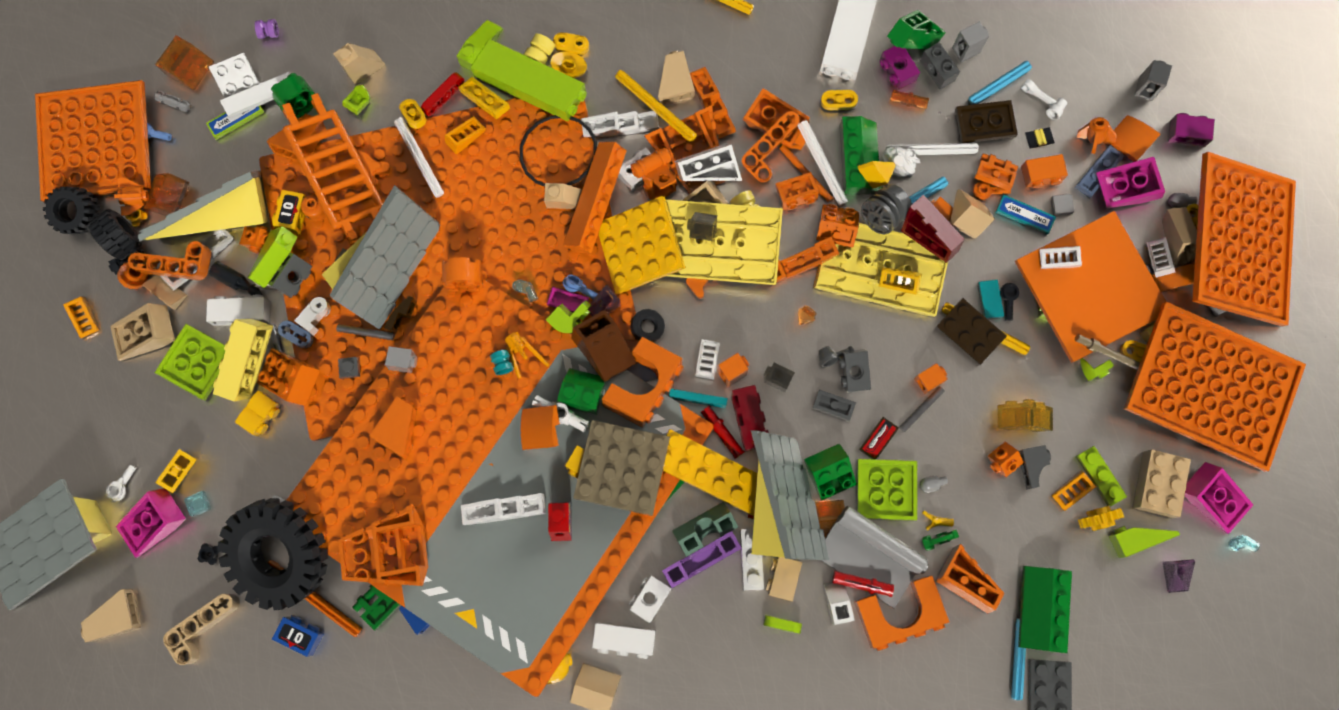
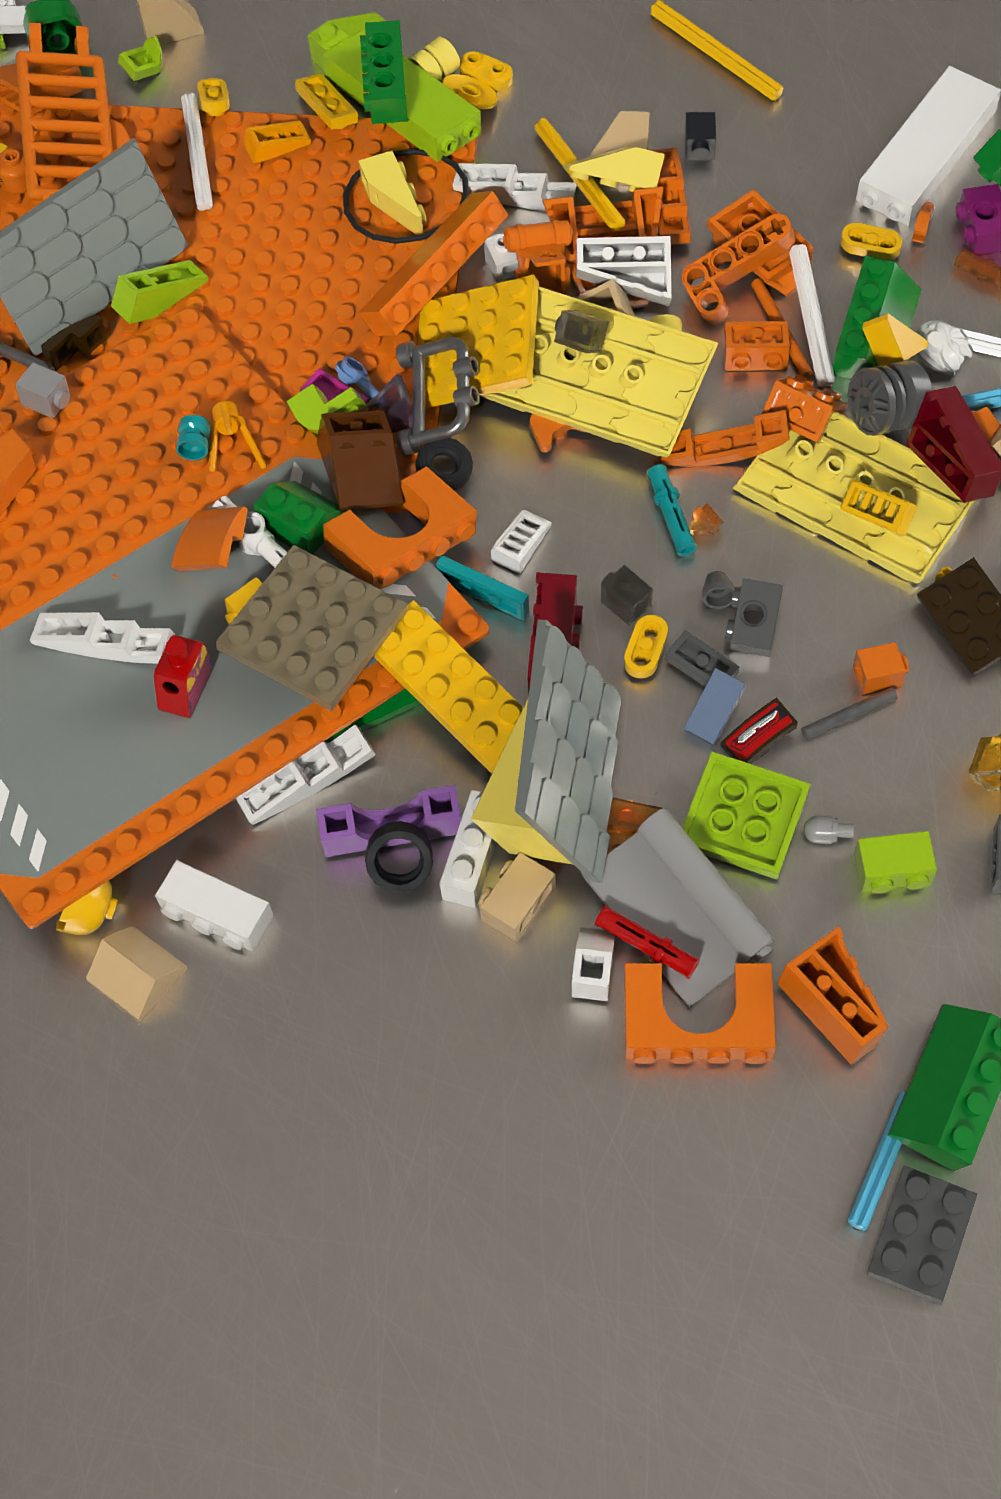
camera: 20 degrees right, 15 degrees down
(429, 271) = (154, 290): none -> lime slope
(442, 94) = (253, 98): red beam -> none
(461, 274) = (186, 302): orange brick -> none
(509, 49) = (383, 72): none -> green brick
(525, 287) = (277, 359): clear light blue arm -> none
(547, 152) = (390, 192): none -> light yellow slope
(561, 196) = (381, 249): tan slope -> none
(645, 610) = (275, 875): white brick -> none
(650, 288) = (464, 367): none -> flat silver bar
(655, 532) = (306, 775): none -> white slope
(684, 97) = (626, 165): none -> light yellow slope
(709, 570) = (401, 882): none -> black tyre
(712, 521) = (410, 775): sand green arch -> none
(717, 56) = (700, 135): none -> black brick
(723, 433) = (499, 639): red pin -> none
(733, 369) = (554, 550): orange brick -> none
(780, 307) = (667, 499): none -> teal pin
(782, 624) = (486, 967): lime beam -> none
(800, 405) = (644, 648): none -> yellow plate
(830, 471) = (658, 759): green slope -> none
(851, 431) = (715, 706): none -> sand blue tile
(865, 78) = (923, 222): none -> orange bar
(938, 521) = (815, 892): yellow bar -> none
(941, 538) = (811, 919): green piece -> none
(975, 491) = (895, 862): none -> lime brick
(1005, 459) = (965, 825): orange brick -> none

